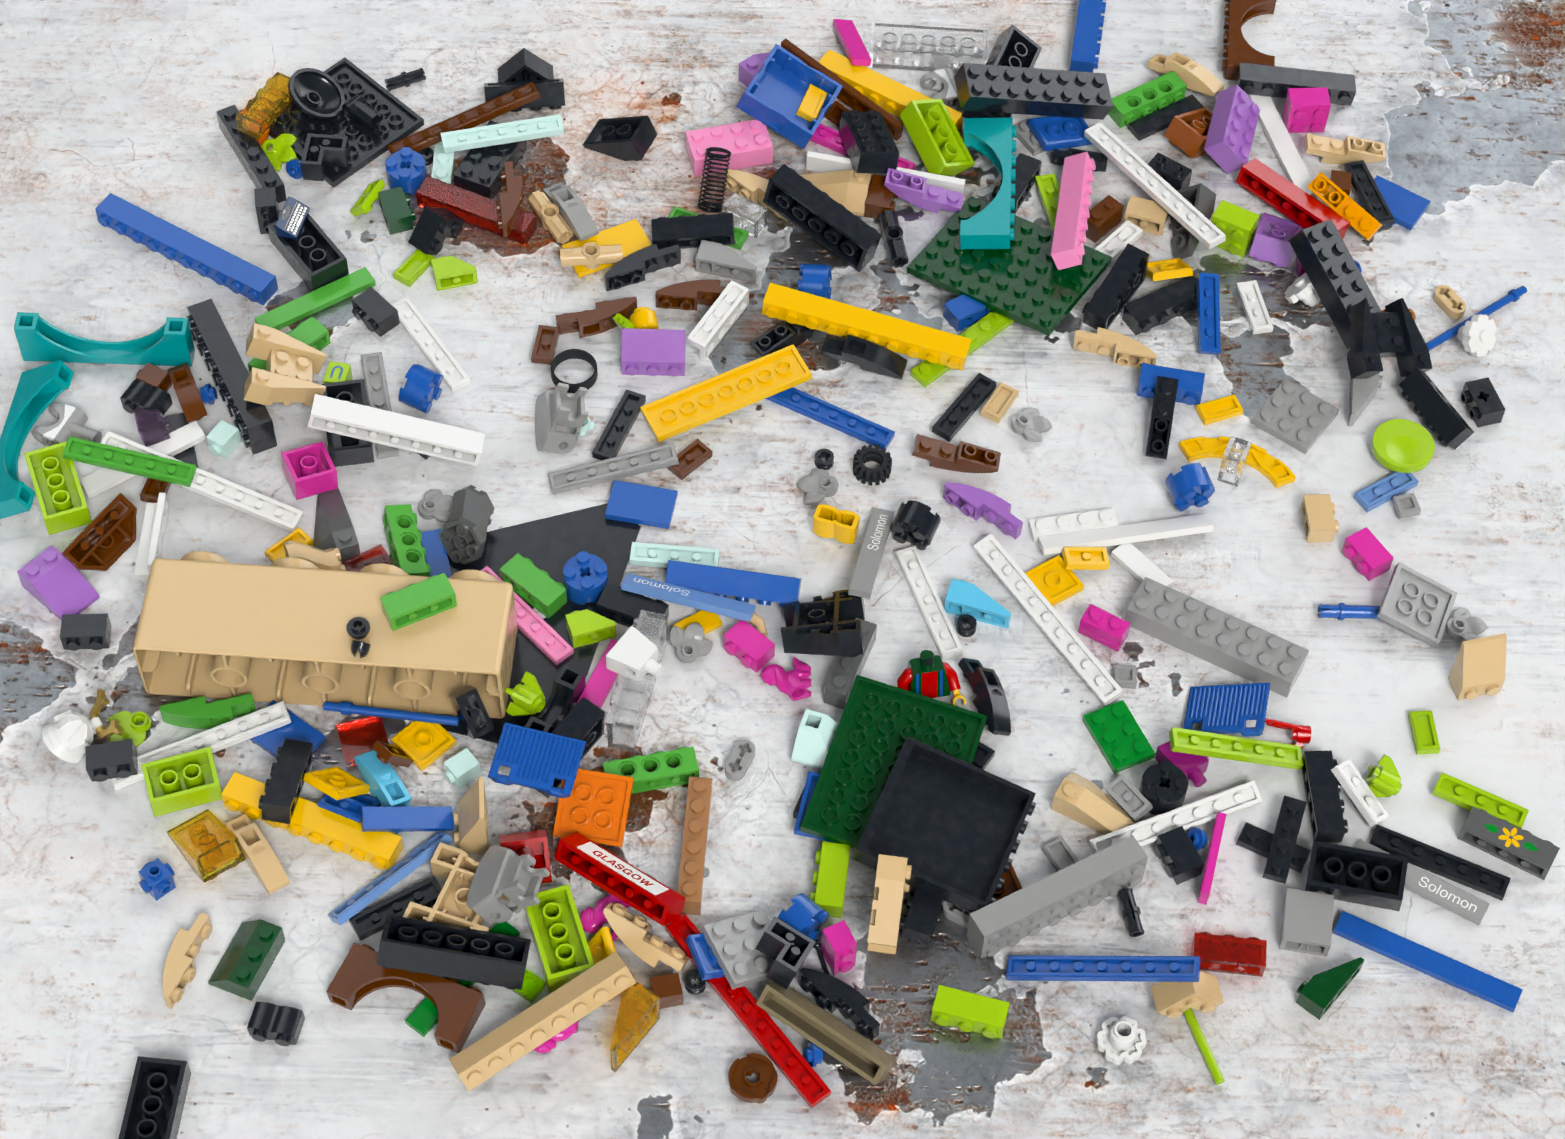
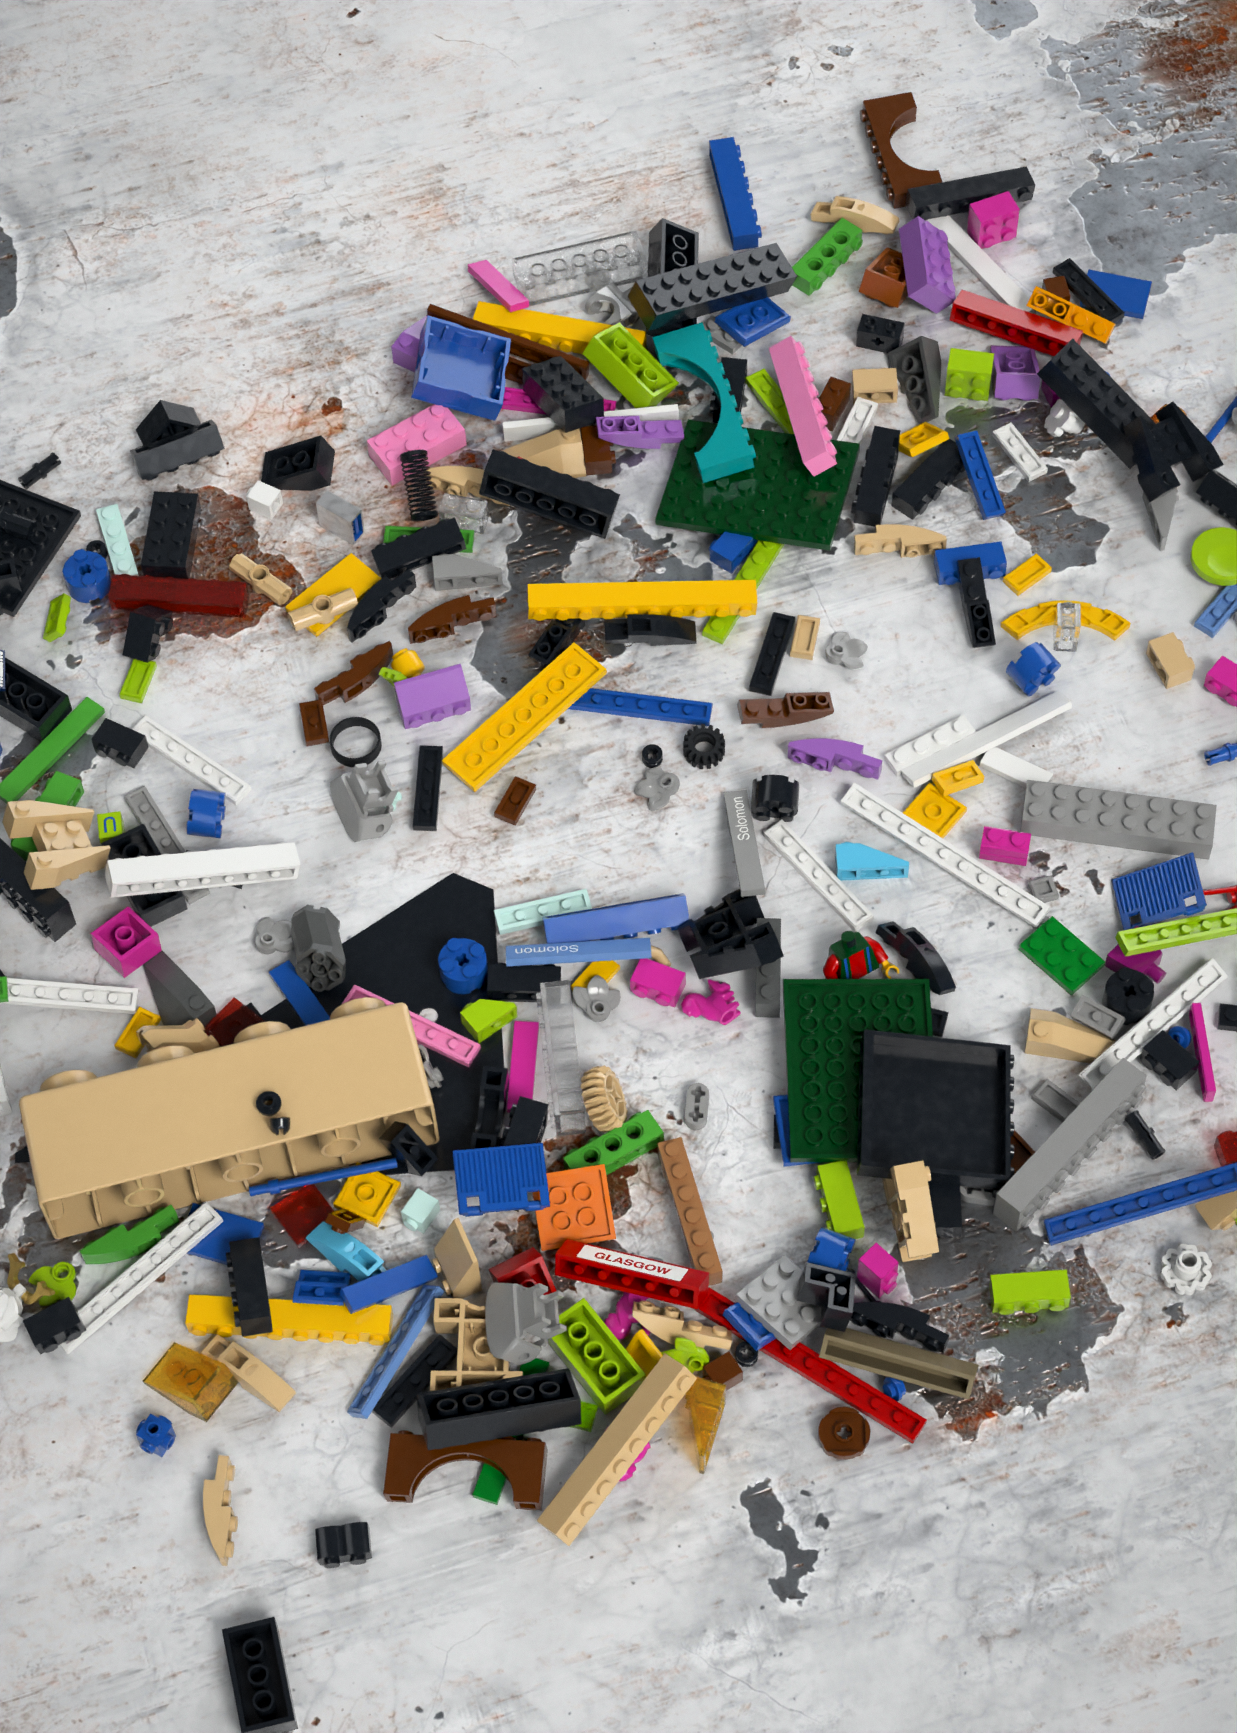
camera: 15 degrees left, 5 degrees up
(182, 781) = (138, 1323): lime brick -> none
(223, 439) = (18, 936): light aqua brick -> none
(248, 958) = (284, 1486): dark green slope -> none
(336, 783) = (300, 1270): yellow tile -> none
(396, 210) = (93, 622): dark green brick -> none
(405, 540) = (259, 987): bright green brick -> none
(418, 601) = (319, 1054): bright green brick -> none
(452, 273) = (182, 674): lime slope -> none
(469, 118) = (128, 498): reddish brown tile -> none
(502, 133) = (176, 503): light aqua plate -> none
(510, 200) = (214, 574): reddish brown slope -> none
(520, 658) = (433, 1074): none -> light grey plate
(526, 698) = (458, 1114): lime brick -> none
(534, 585) = (413, 989): bright green brick -> none
(572, 210) = (281, 565): light grey slope -> none
(581, 155) = (264, 499): none -> white brick
(613, 468) = (441, 836): light grey tile -> none
(634, 656) = (556, 1036): white torso -> none
(637, 187) = (340, 517): none -> flat silver piece
(640, 964) = (688, 1354): none -> lime plate
(641, 504) = (485, 865): blue tile -> none
(657, 724) = (603, 1098): none -> tan gear
(719, 319) = (485, 637): white fence -> none
(811, 103) = (484, 367): yellow tile -> none
(814, 739) = (766, 1061): light aqua slope -> none
(815, 279) = (568, 565): blue brick -> none
(836, 524) = (694, 823): yellow brick -> none
(893, 238) = (629, 493): black piece -> none
(966, 619) = (859, 889): black bush -> none
(1059, 155) = (761, 347): black hinge -> none
(1155, 186) = (873, 352): white plate -> none
(1162, 118) = (850, 270): black tile -> none
(1295, 416) = (1104, 557): light grey plate -> none
(1343, 152) = (1047, 253): tan slope -> none
(1449, 301) = (1210, 385): tan beam -> none

